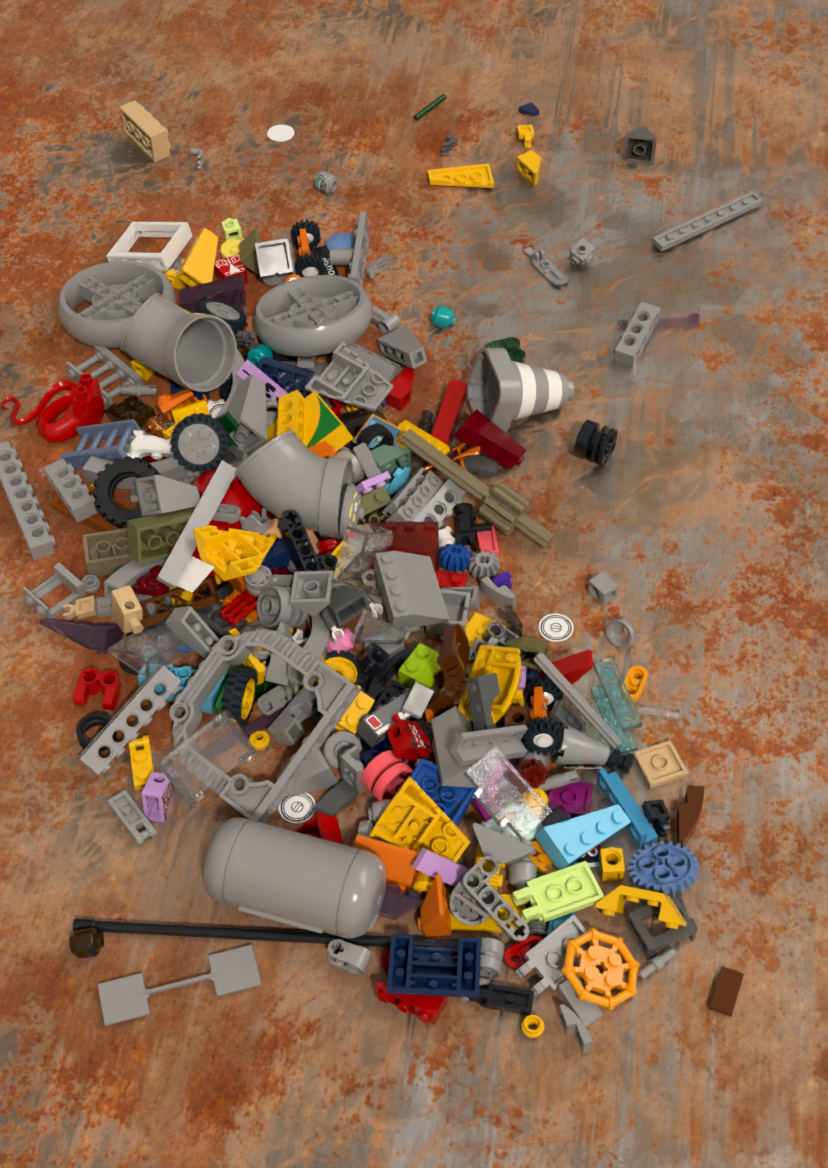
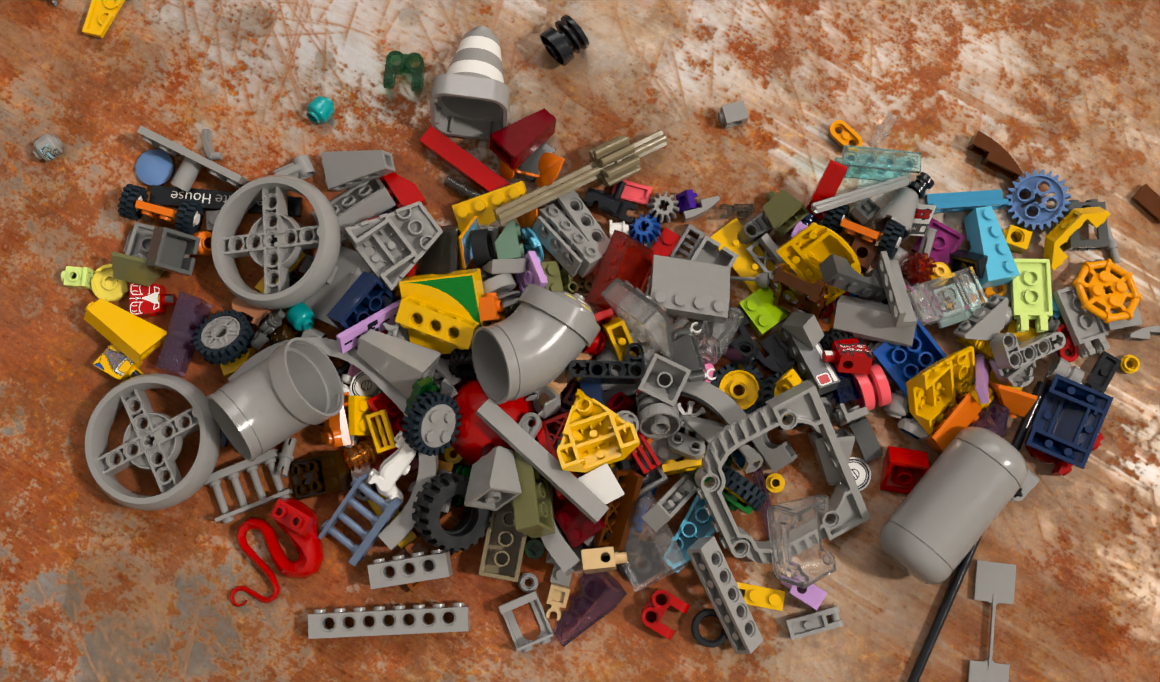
camera: 70 degrees left, 30 degrees up
(178, 231) = (93, 393): white window -> none
(556, 627) = (753, 174): white sticker -> none
(616, 627) = (784, 117): light grey piece -> none
(657, 813) = (983, 181): black plate -> none
(660, 764) = (935, 153): tan tile -> none

